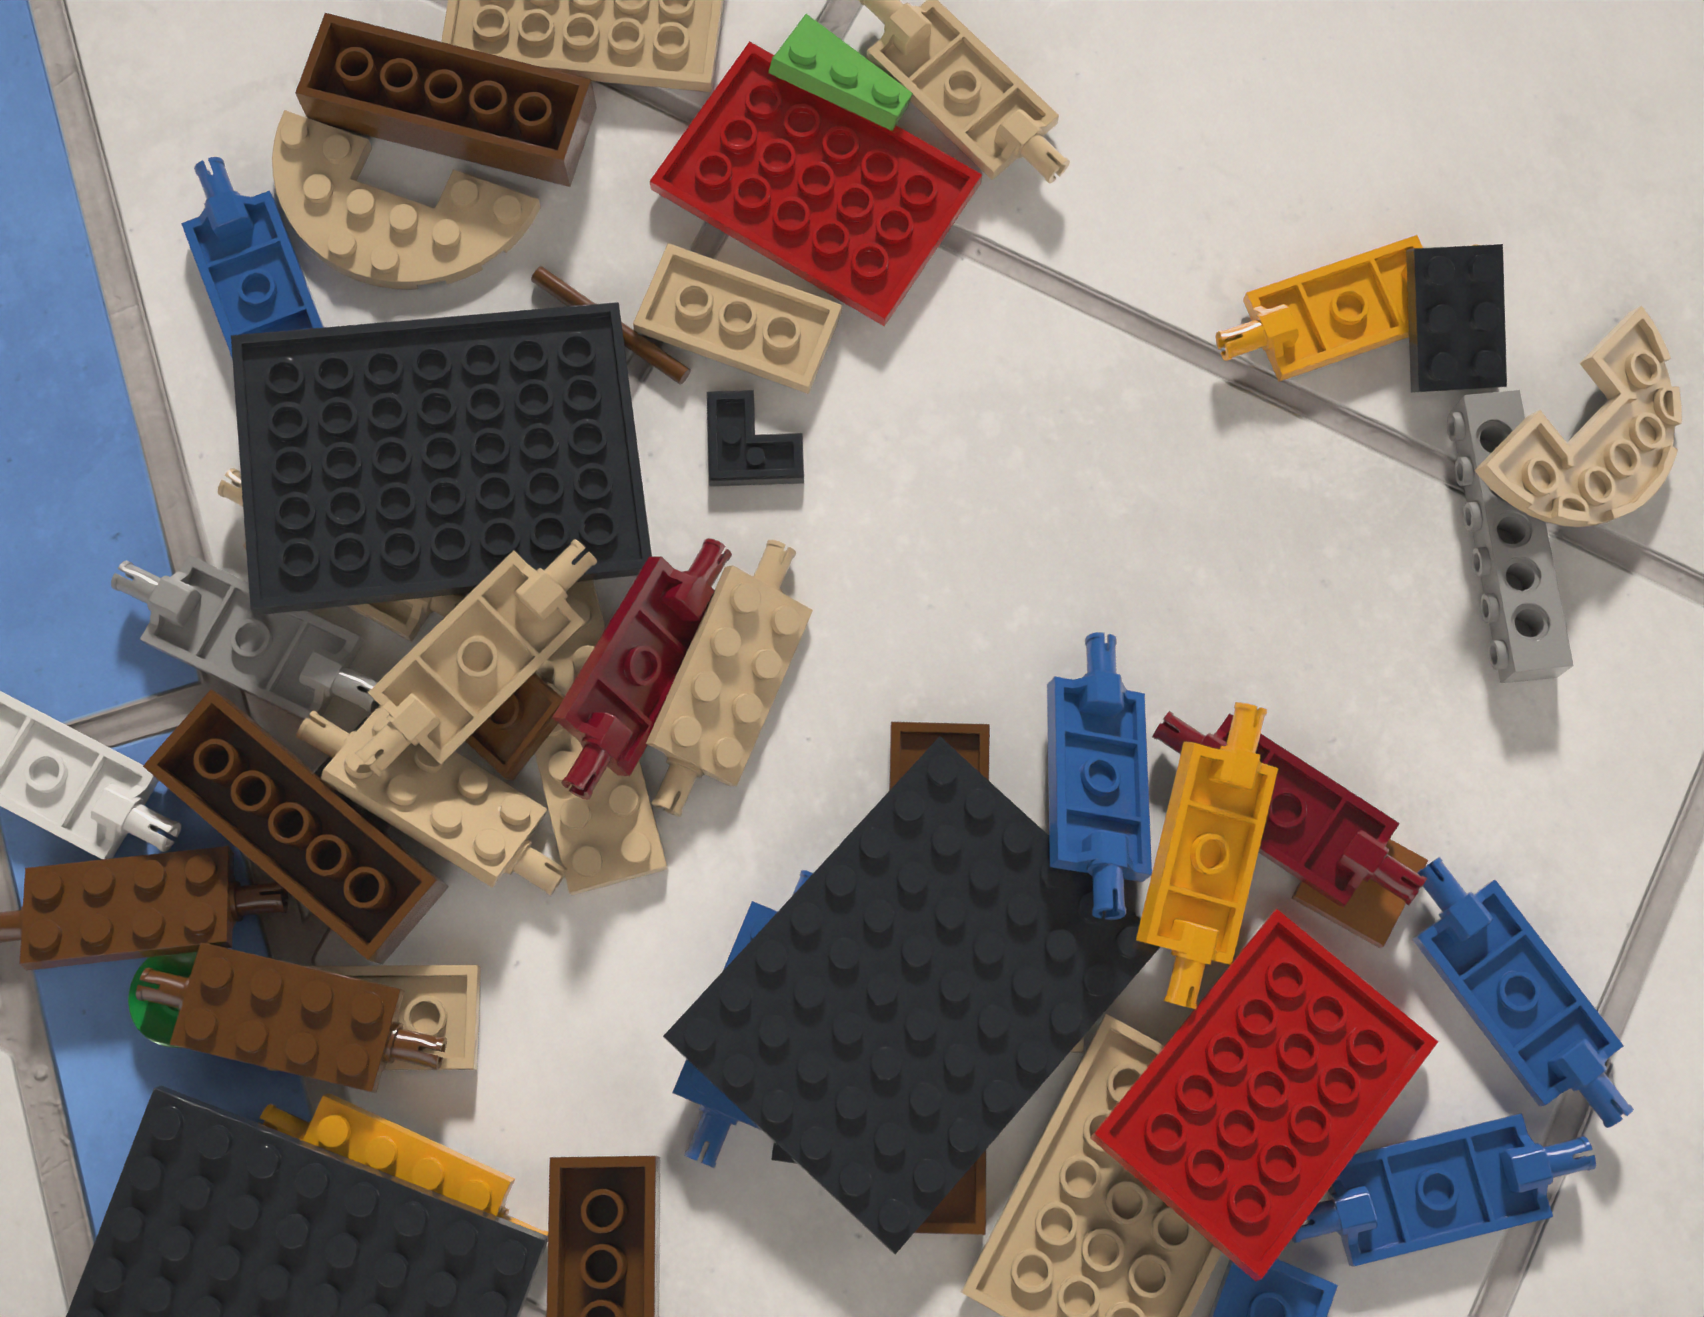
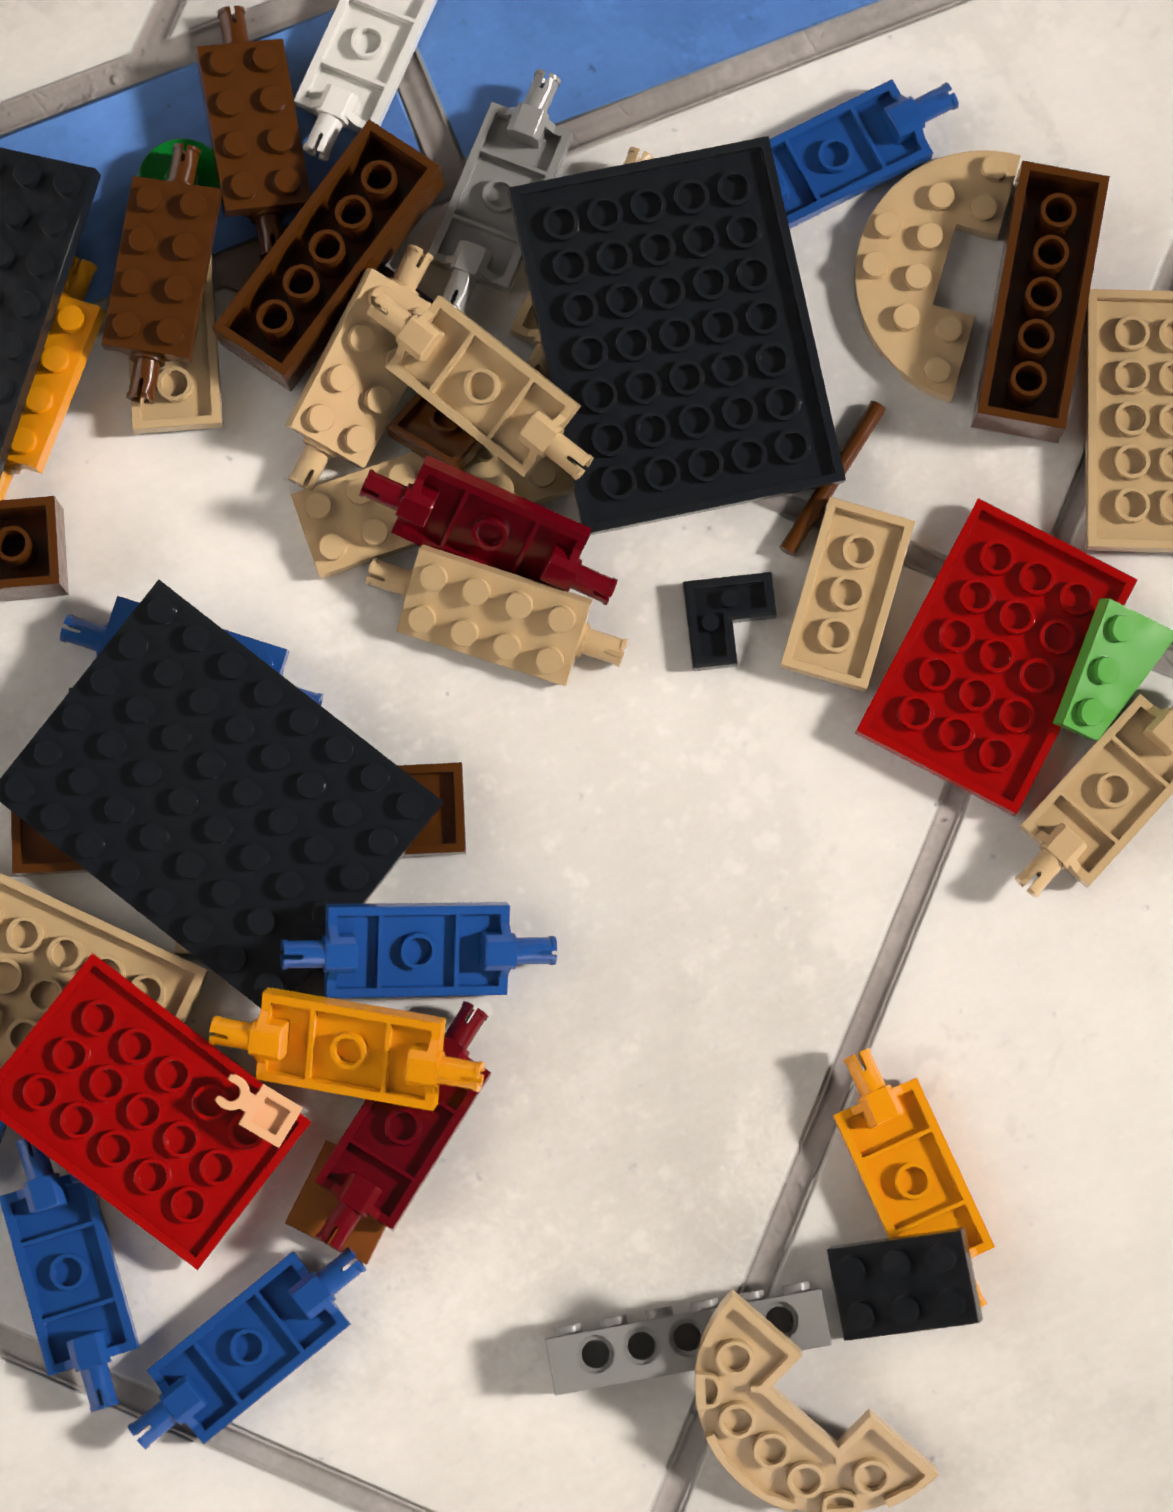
camera: 90 degrees right, 5 degrees up
(1274, 953) = (265, 1113): none -> light nougat plate

